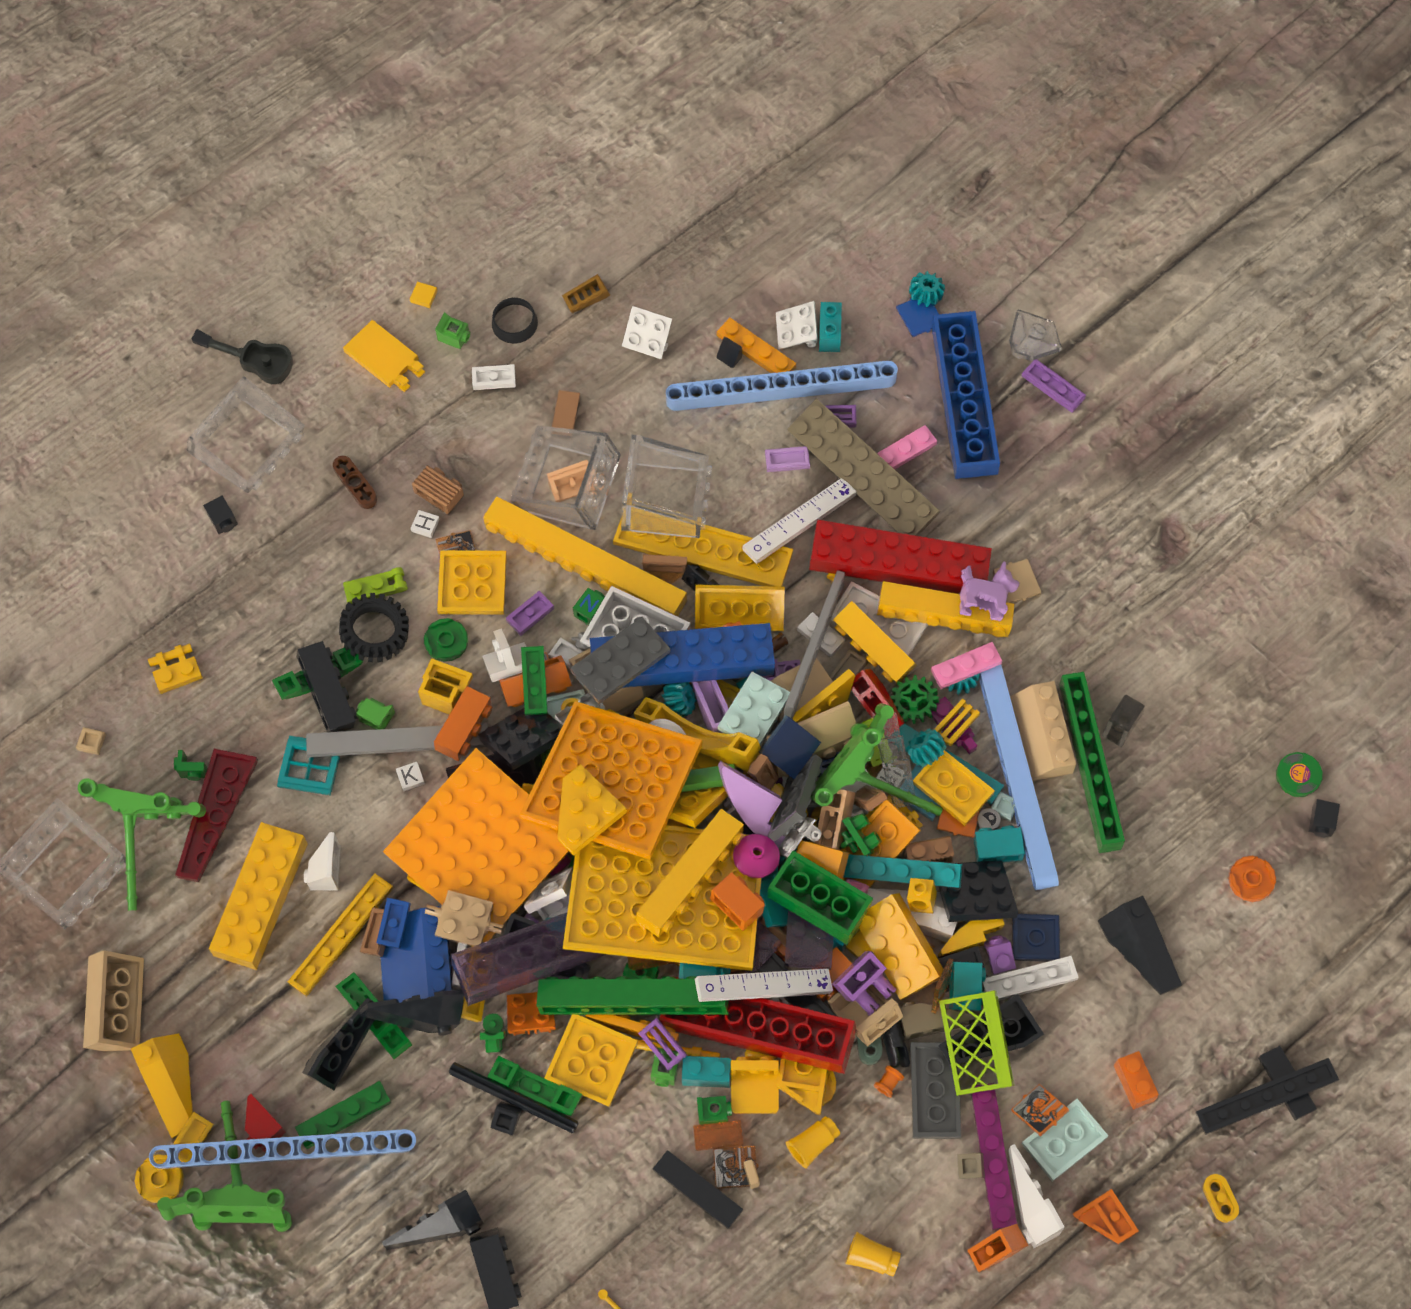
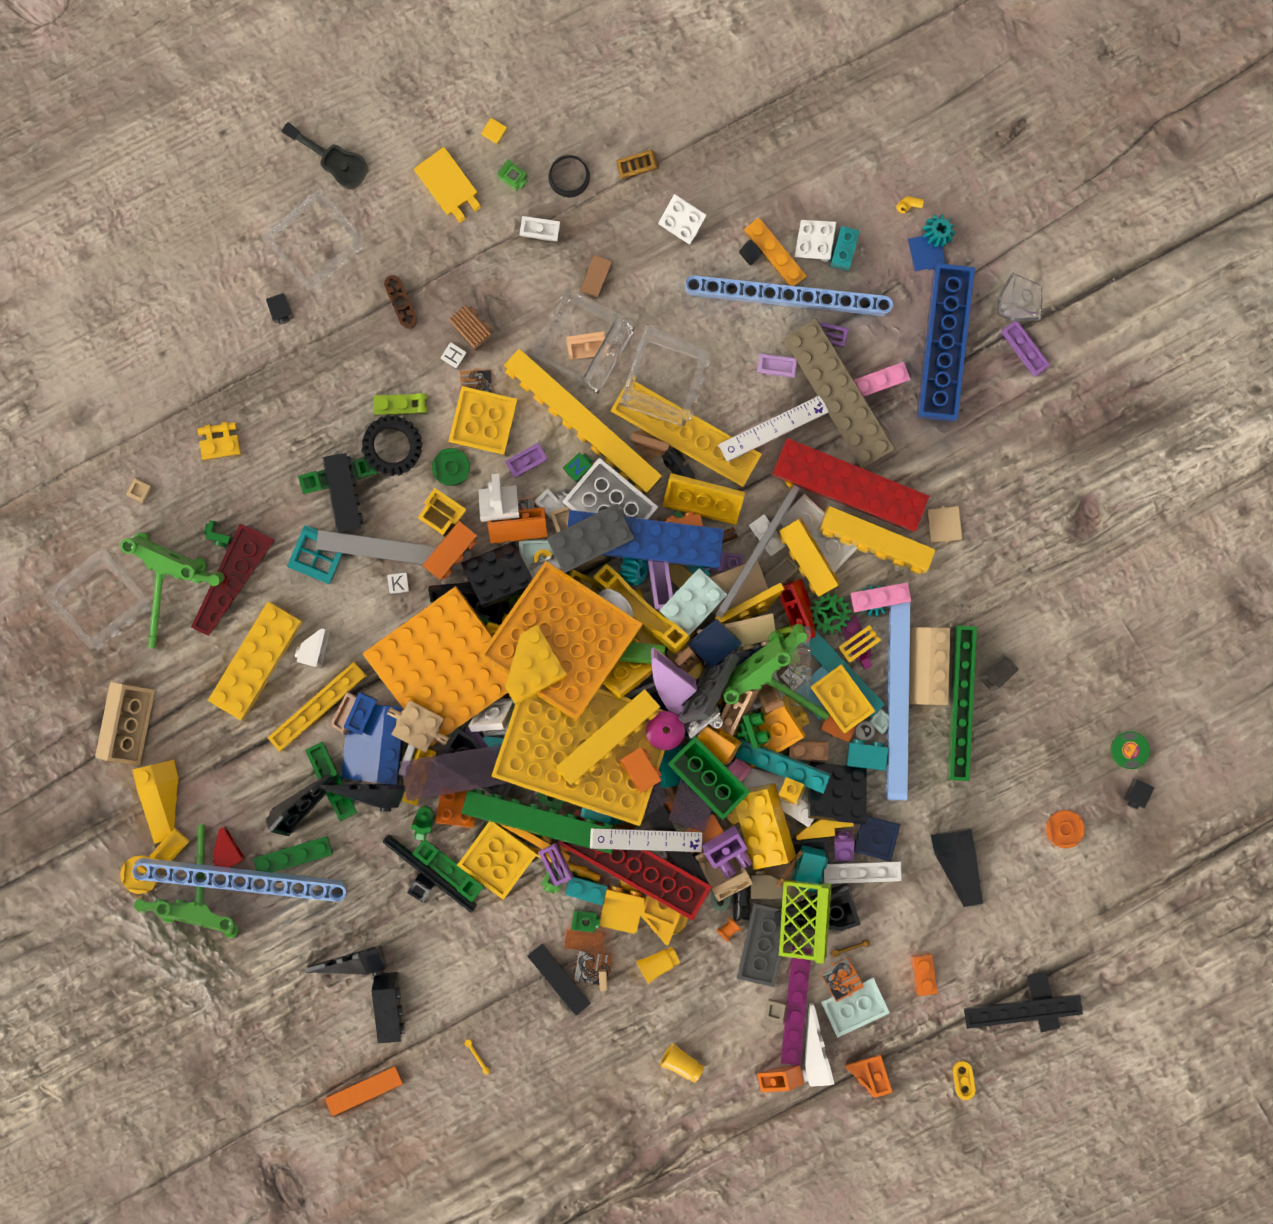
camera: 10 degrees right, 20 degrees up
(374, 713) = (378, 522): bright green window -> none
(534, 680) = (516, 531): green plate -> none
(887, 271) = (908, 202): none -> yellow arm
(926, 747) = (828, 662): teal gear -> none
(987, 594) = (914, 540): lavender animal -> none
(1023, 1083) = (835, 953): none -> pearl gold hinge

